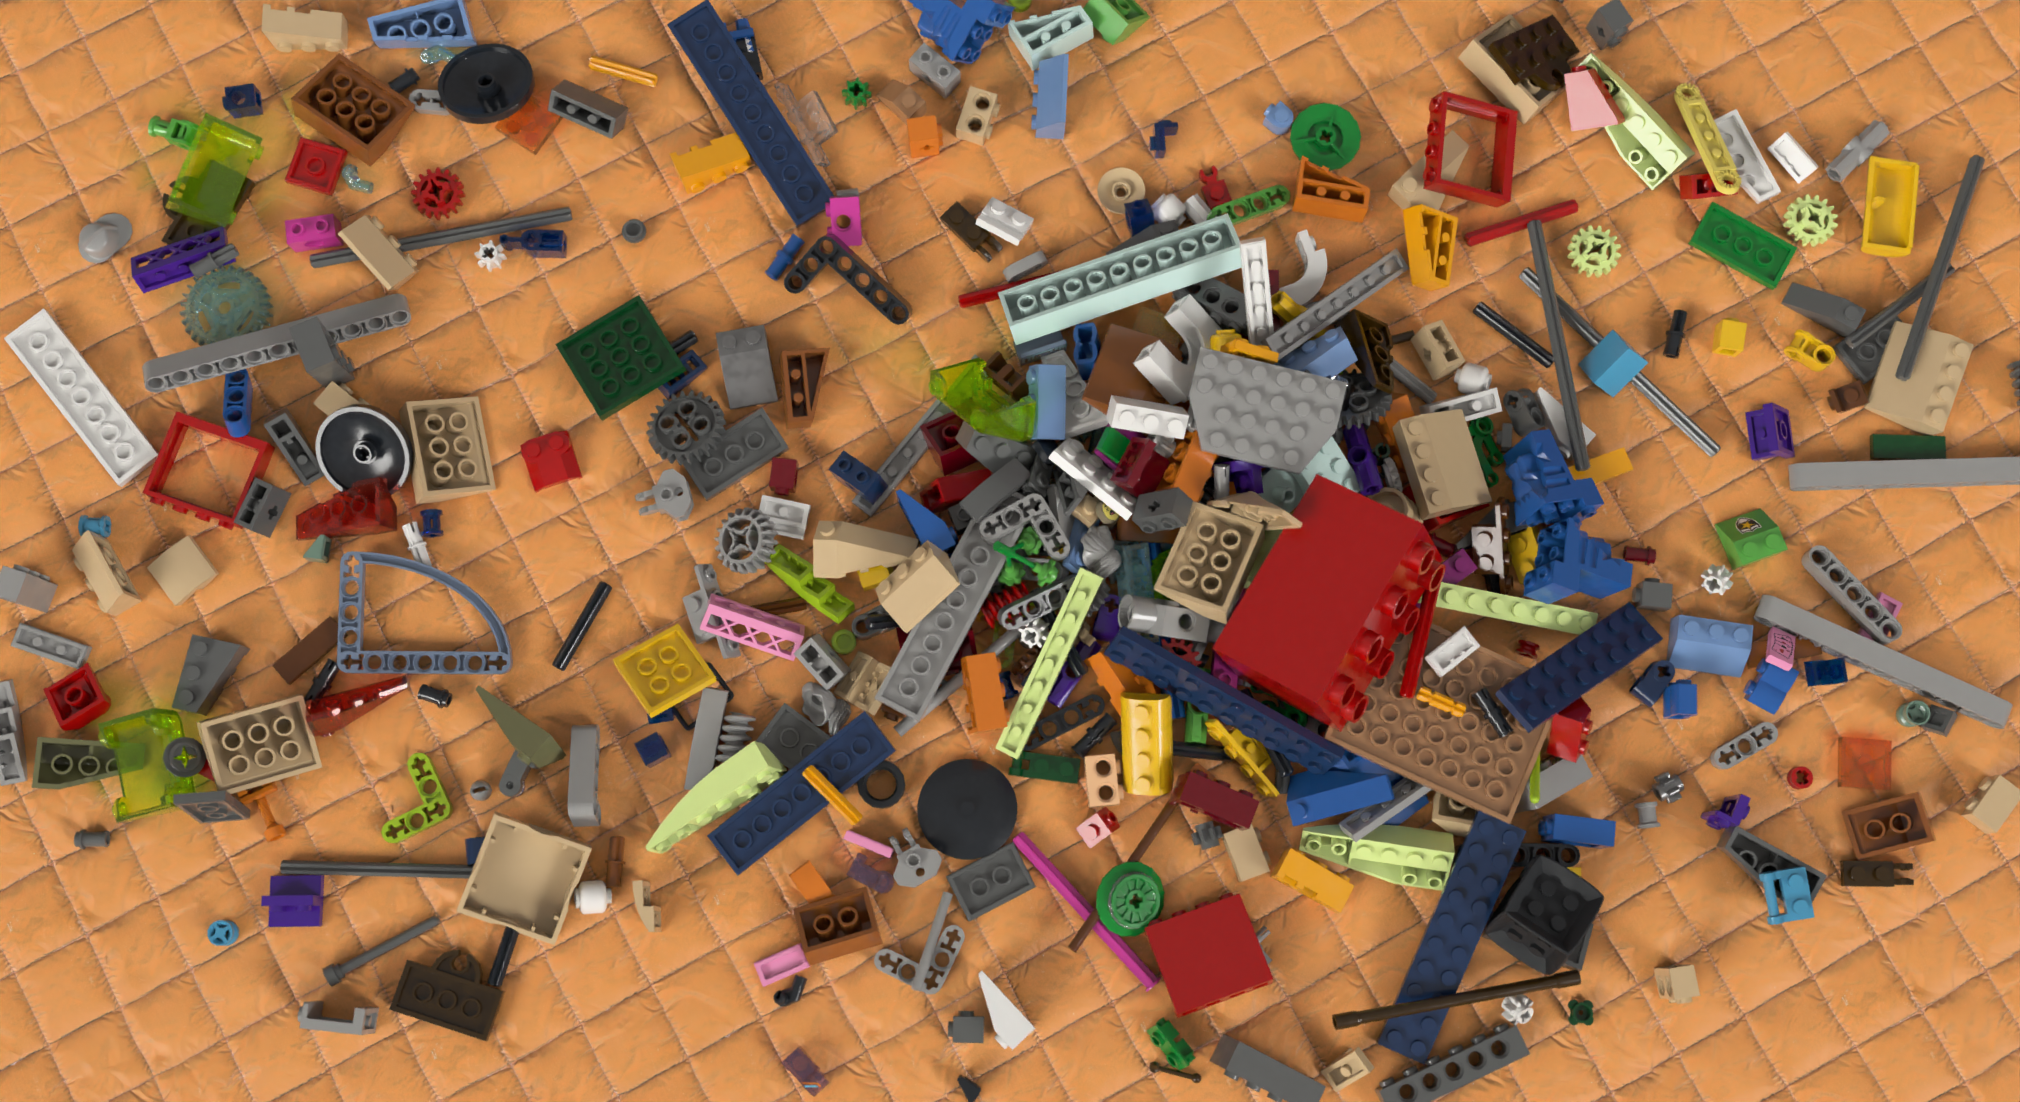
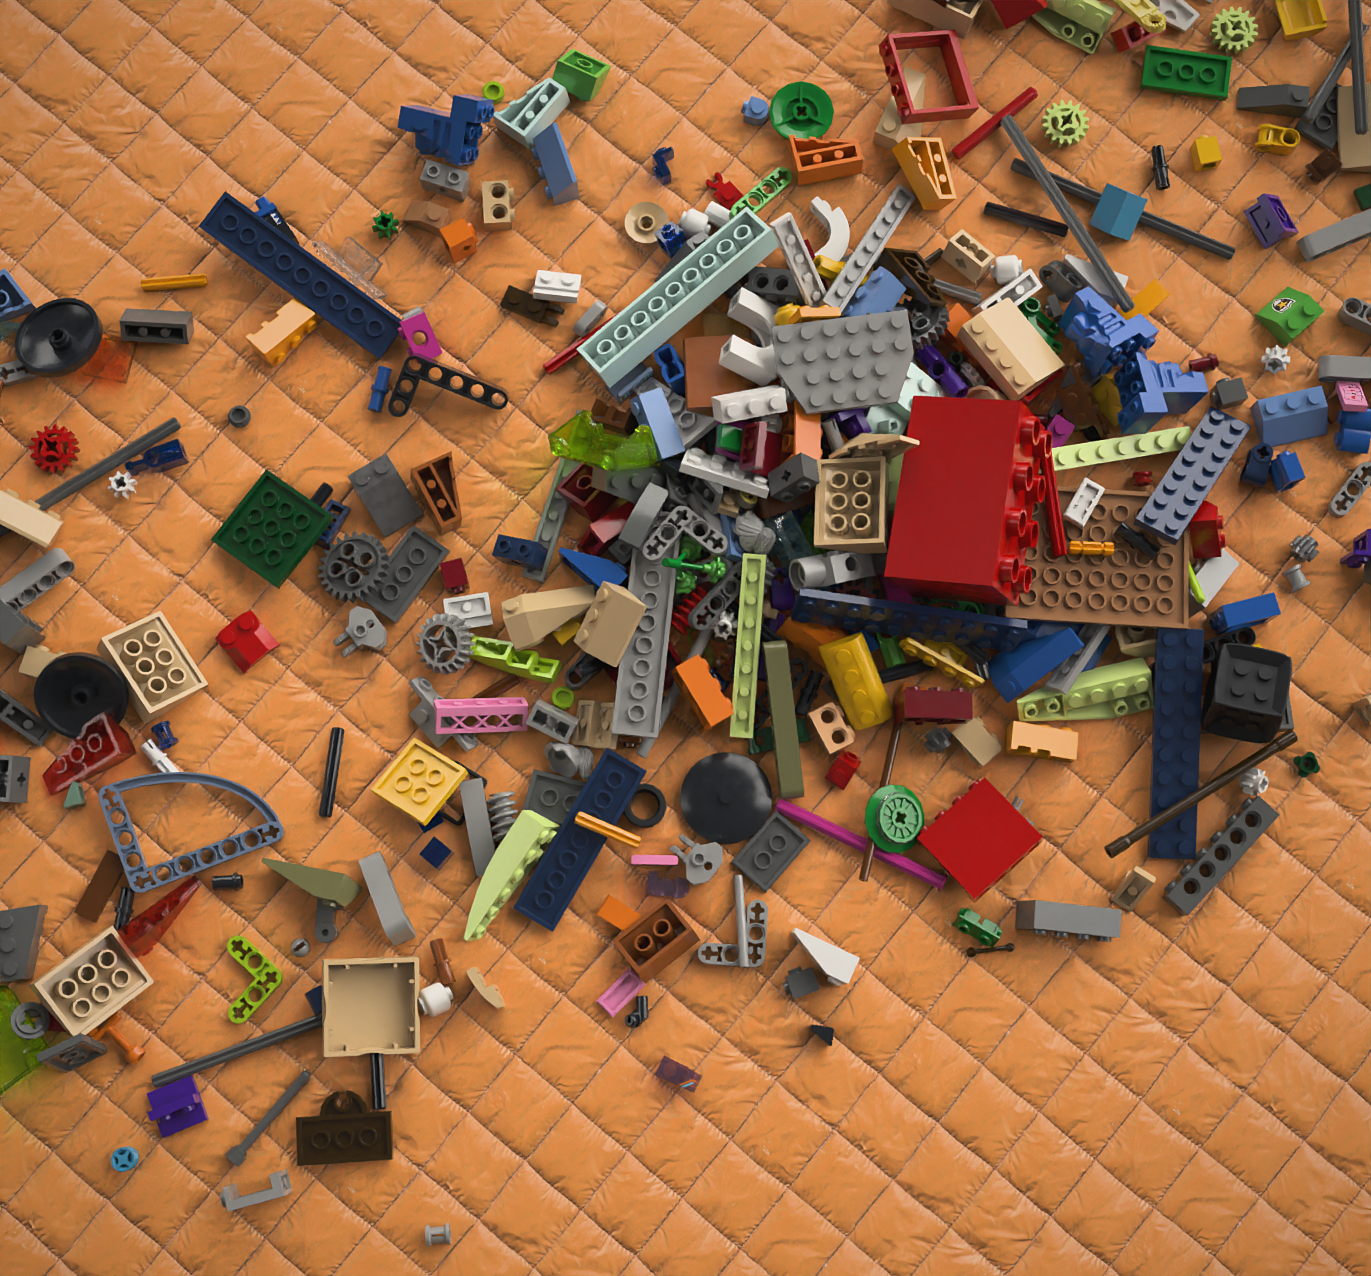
camera: 20 degrees left, 0 degrees up
(1055, 752) = (783, 719): none -> olive beam

